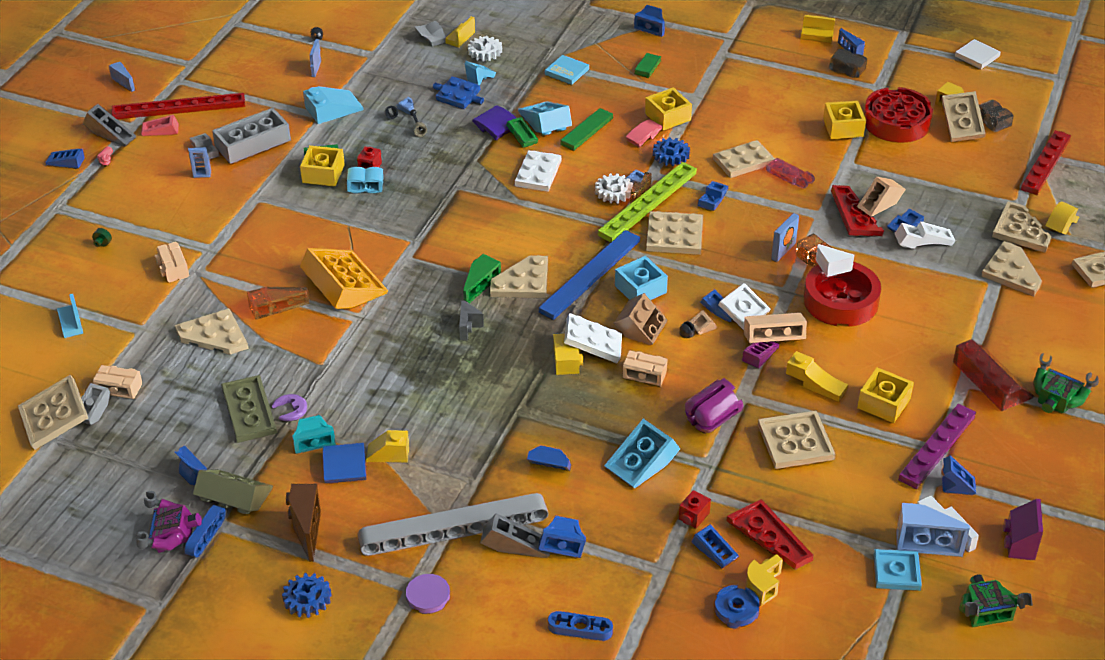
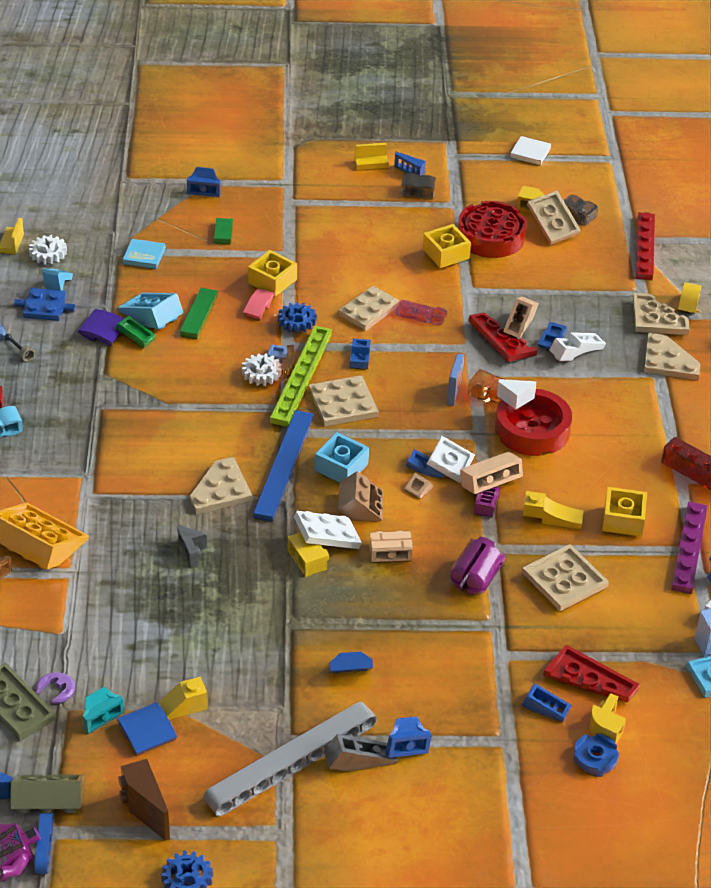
camera: 25 degrees left, 0 degrees up
(427, 593) = (303, 834): medium lavender tile -> none
(480, 276) = (178, 493): green slope -> none
(538, 170) = (173, 369): white plate -> none
(573, 618) = (458, 826): blue beam -> none
(642, 454) = (434, 633): medium azure slope -> none
(687, 329) = (407, 496): black hinge -> none
(694, 509) = (510, 672): red brick -> none

